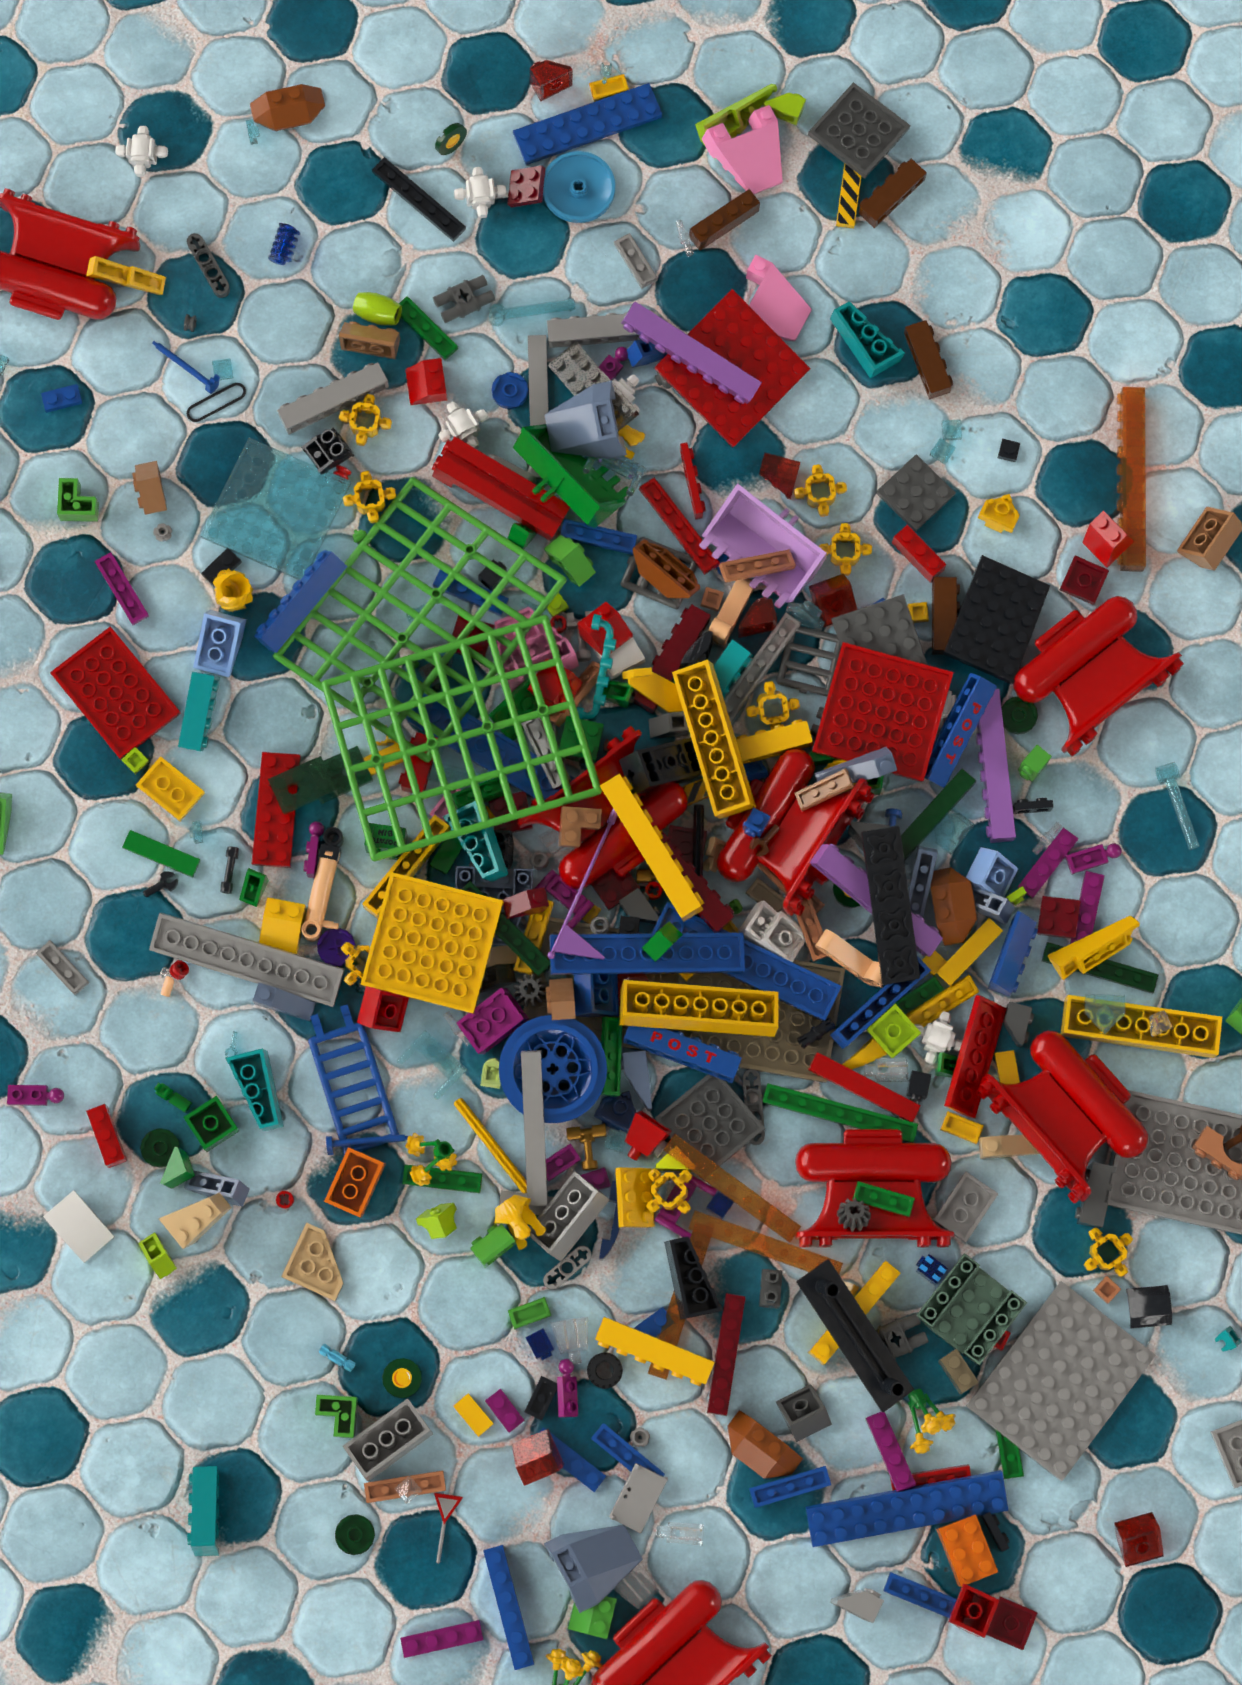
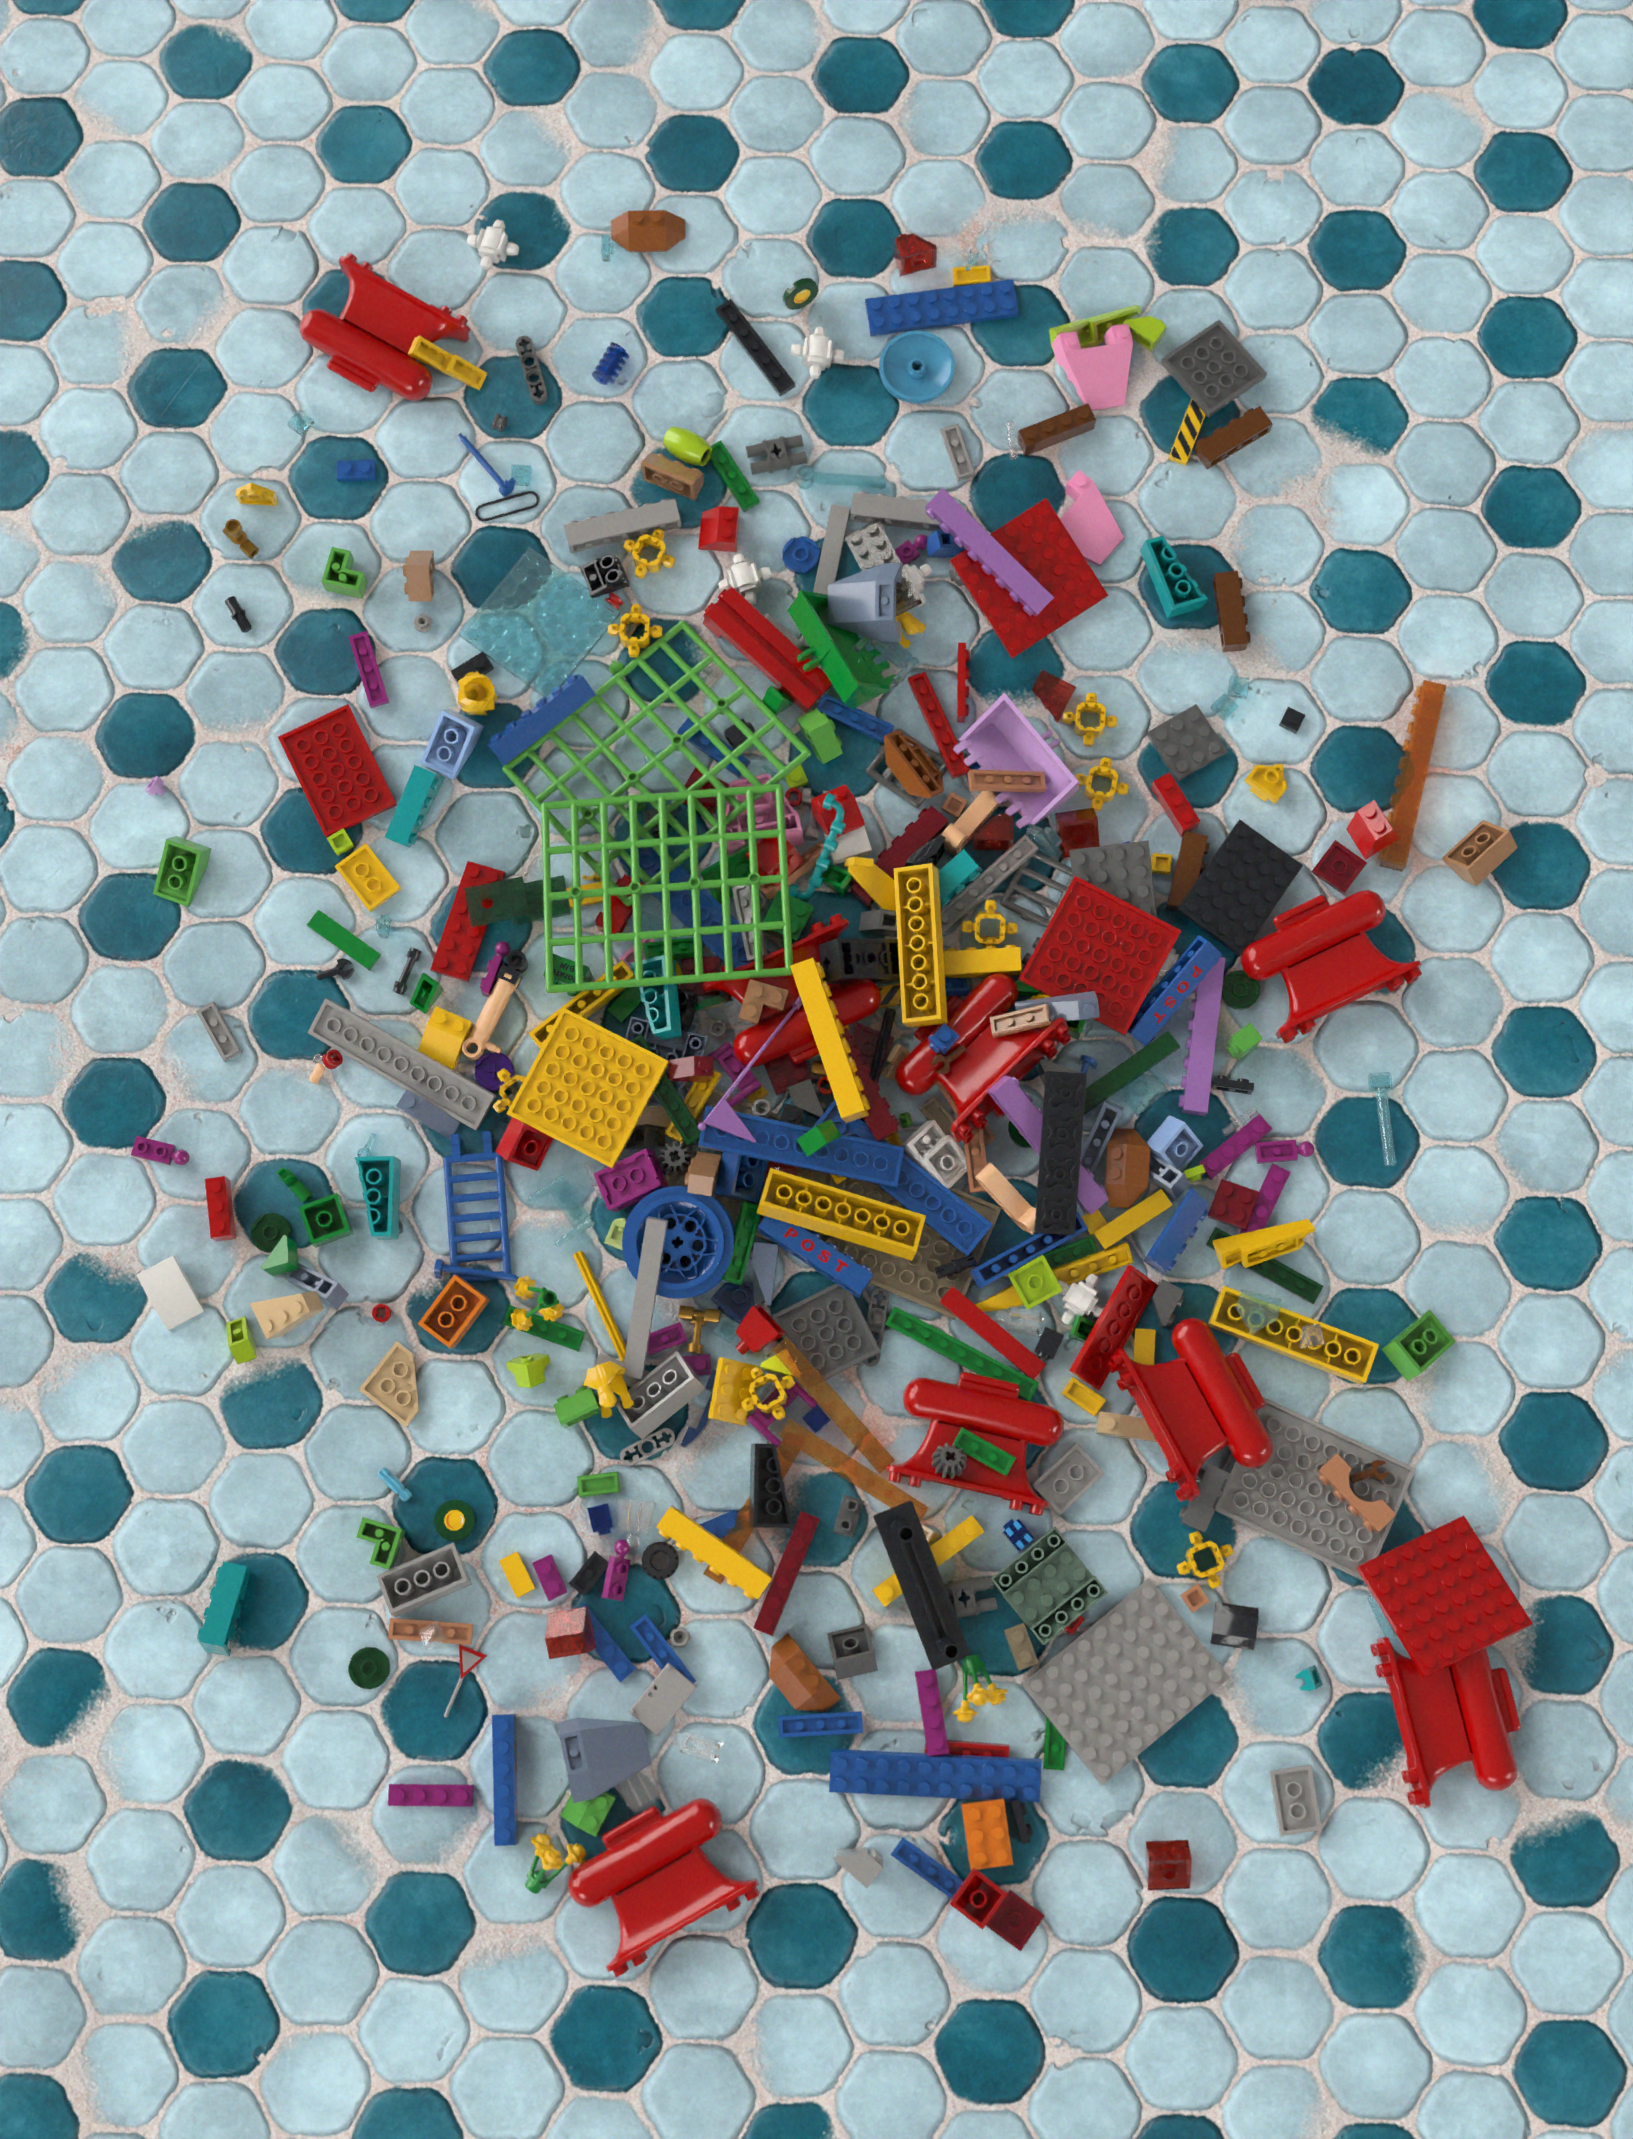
camera: 20 degrees right, 0 degrees up
(526, 186) = (865, 356): plate -> none
(530, 835) = (712, 1002): none -> dark green tile

